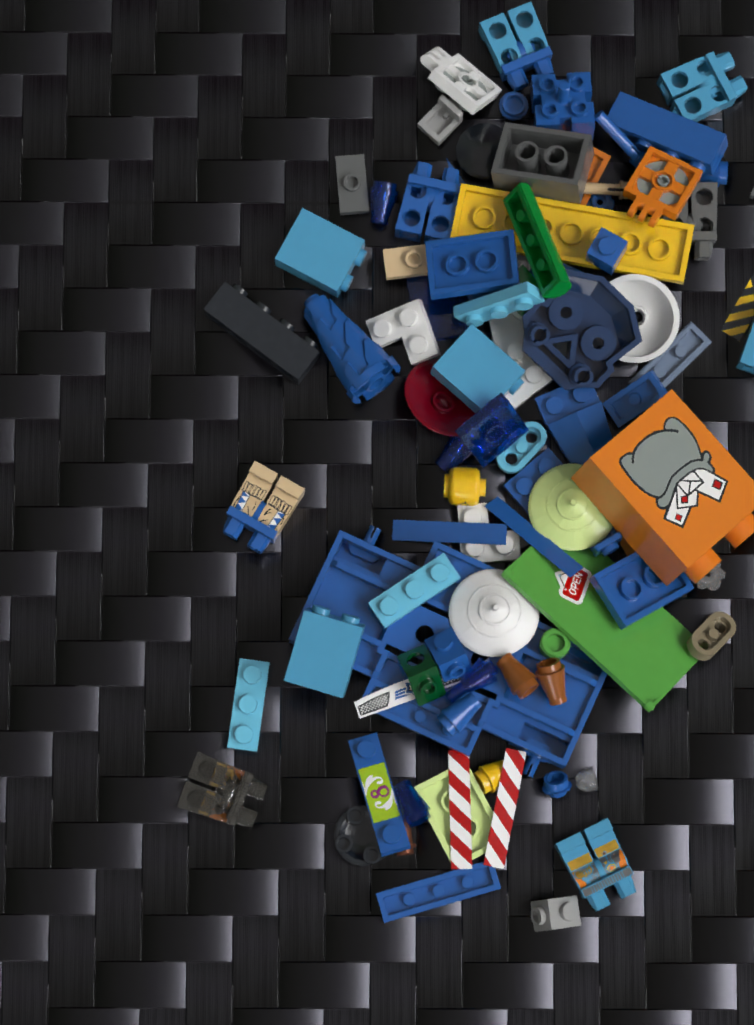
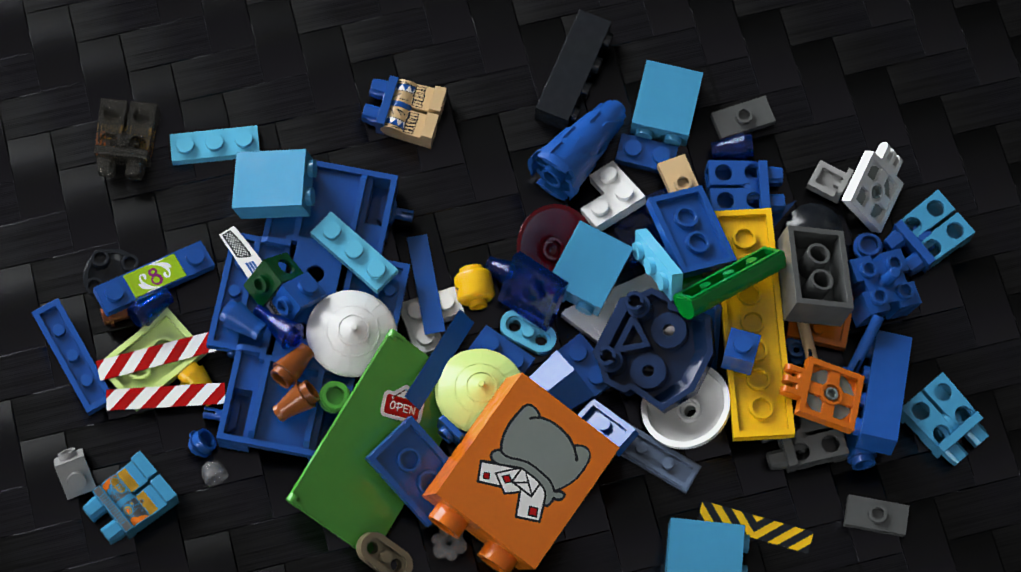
camera: 75 degrees right, 10 degrees down
(364, 288) = (643, 153): none -> blue plate

